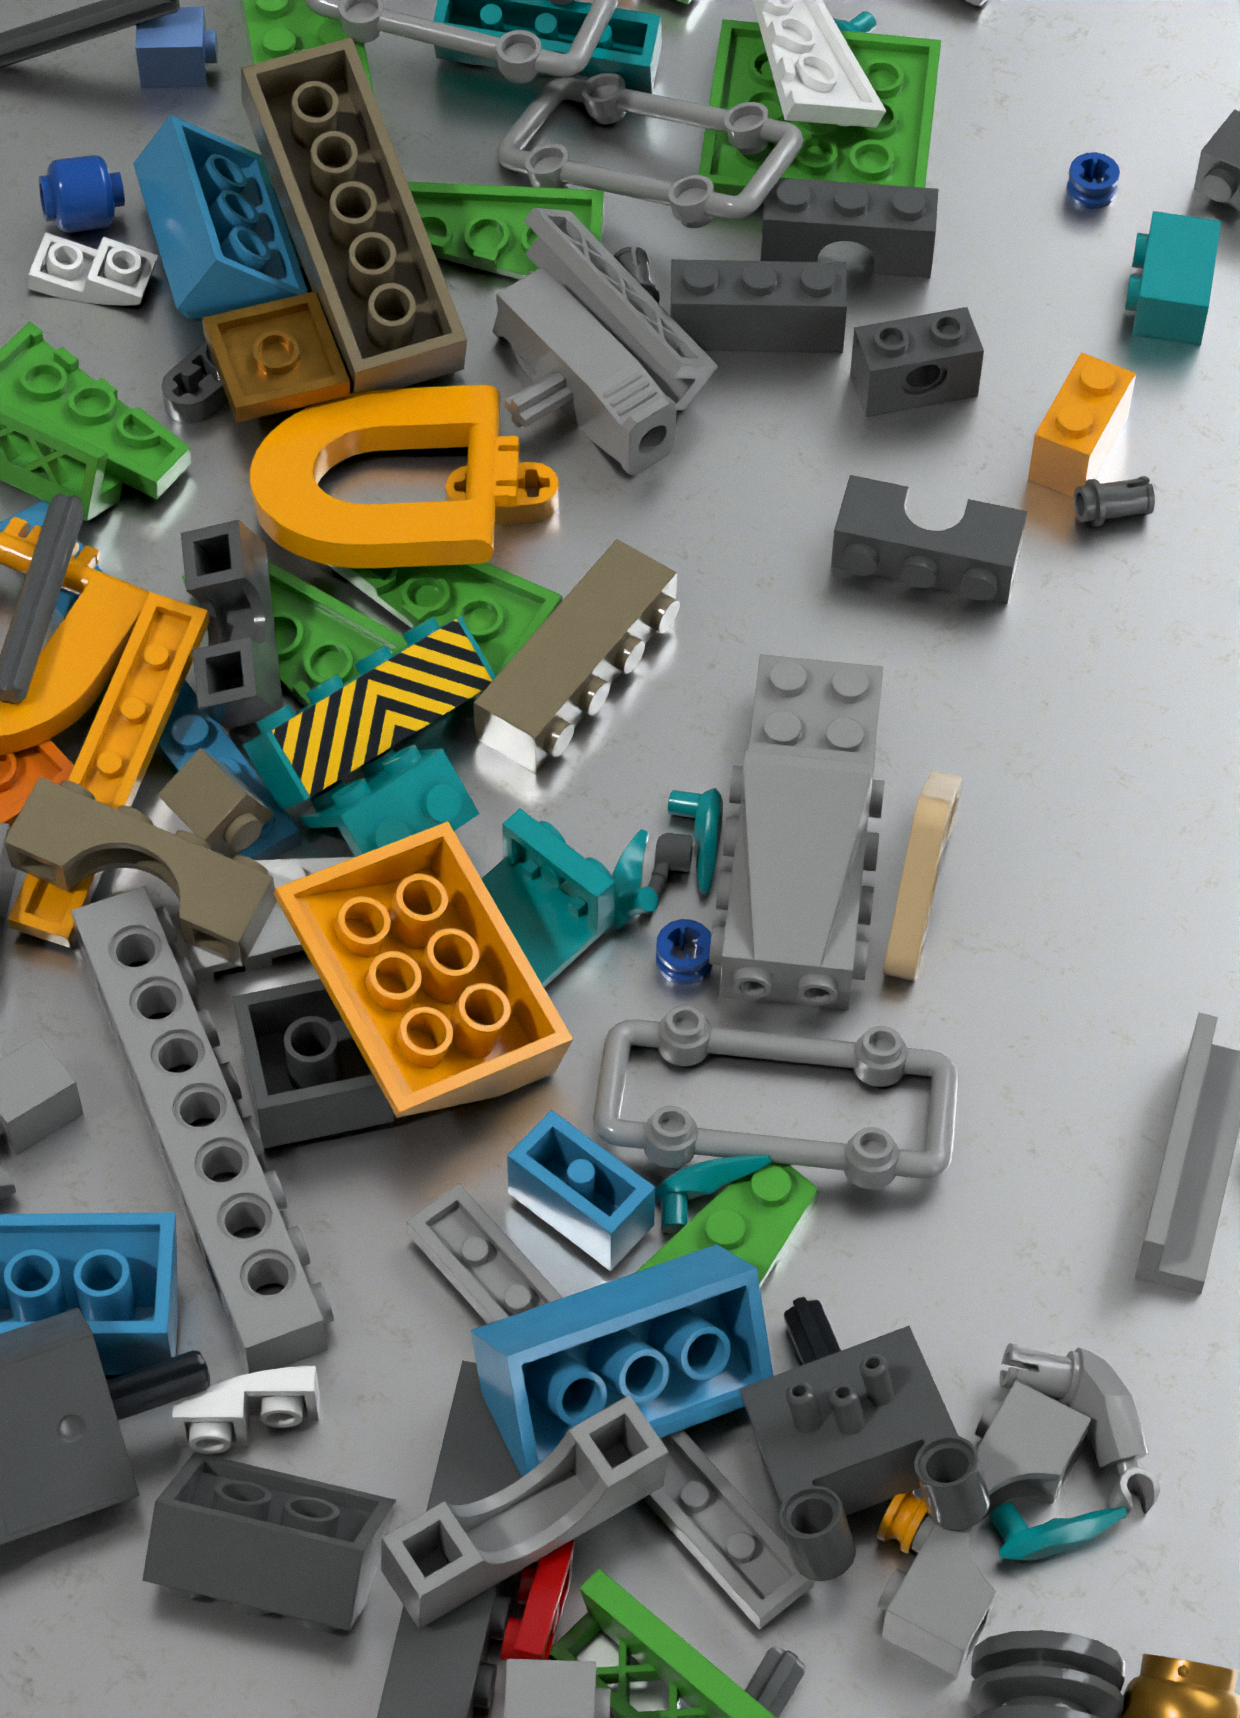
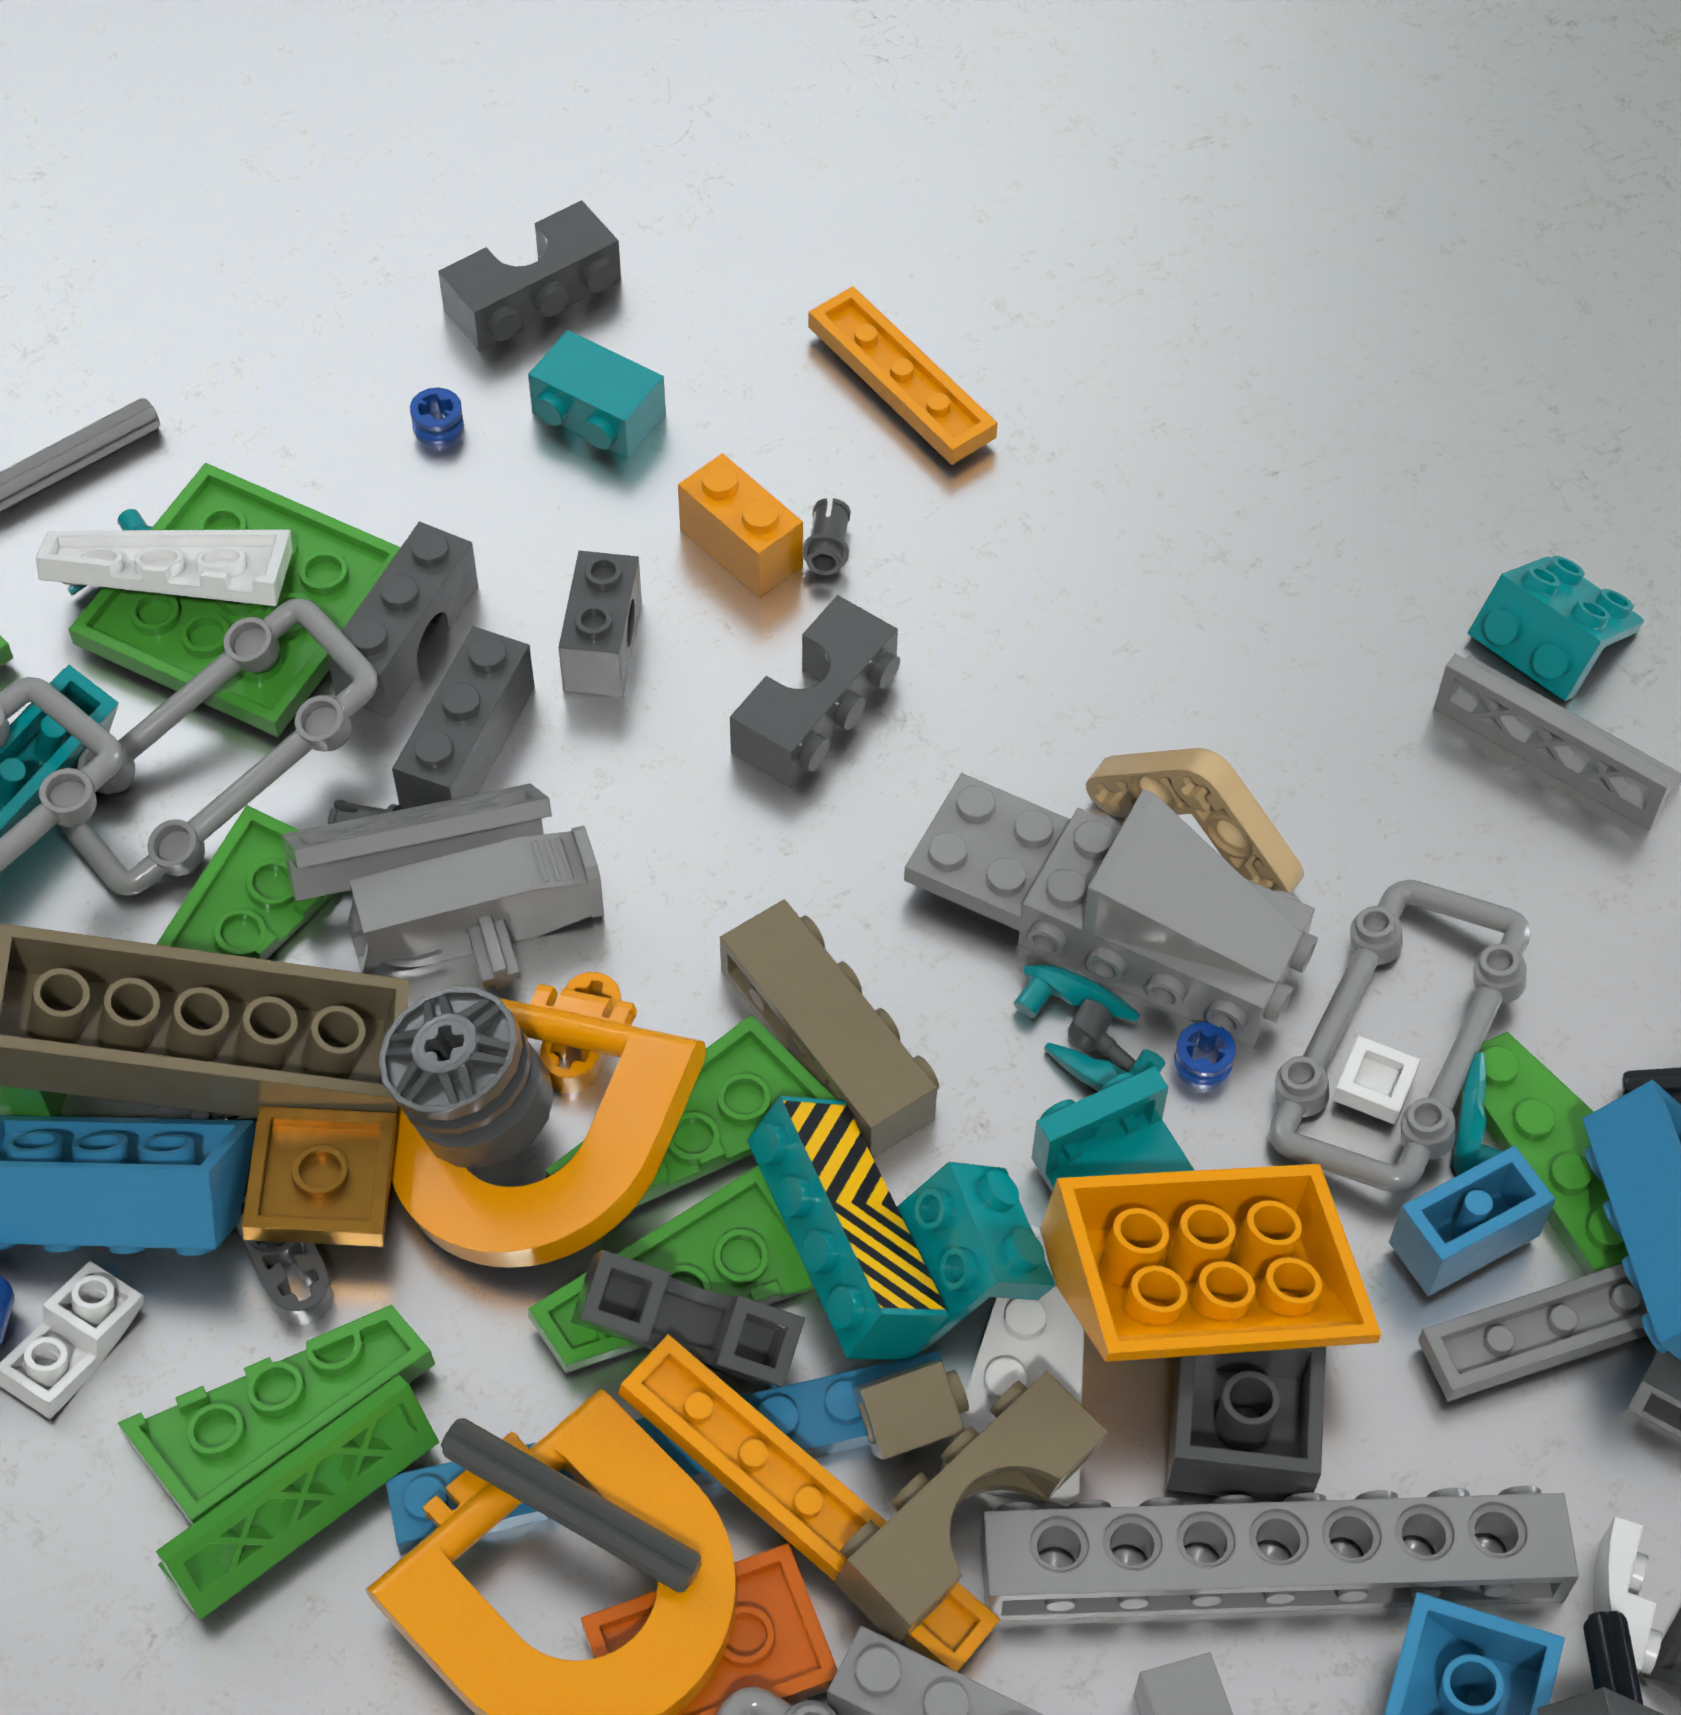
camera: 70 degrees left, 0 degrees up
(380, 398) = (466, 1077): none -> dark grey wheel
(716, 1090) = (1376, 1079): none -> white plate

